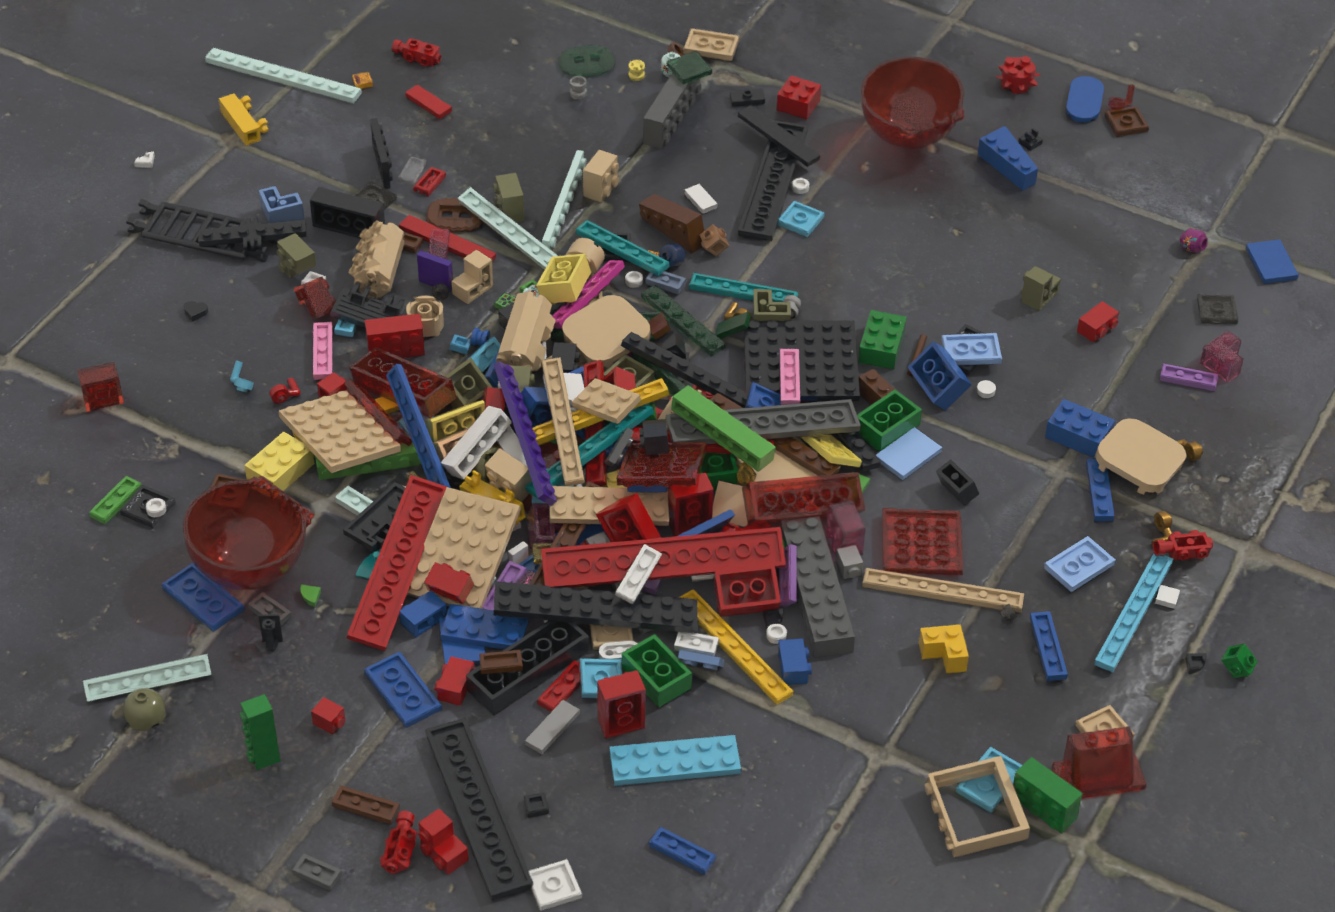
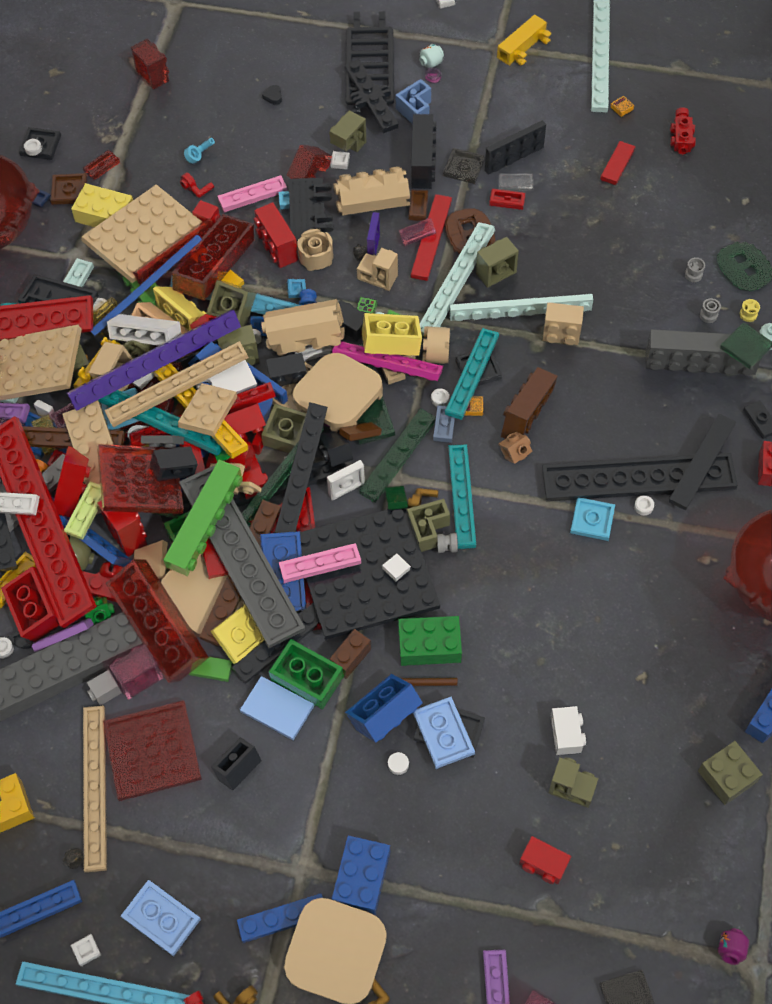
camera: 75 degrees right, 15 degrees up
(115, 500) = (41, 121): bright green tile -> none
(214, 471) = (103, 165): none -> clear red tile
(222, 183) = (431, 56): none -> light aqua head
(242, 192) = (433, 75): none -> clear purple tile
(627, 89) = (710, 310): none -> light grey wheel
(671, 518) = (84, 512): none -> yellowish green tile
(673, 254) = (478, 417): dark blue head -> none
(700, 198) = (581, 421): white tile -> none
(703, 348) = (346, 480): none -> white tile
(811, 333) = (396, 567): none -> white tile
(992, 281) = (567, 730): none -> white brick
(1058, 202) = (730, 772): none -> olive brick
(1093, 621) = (86, 950): none -> white tile

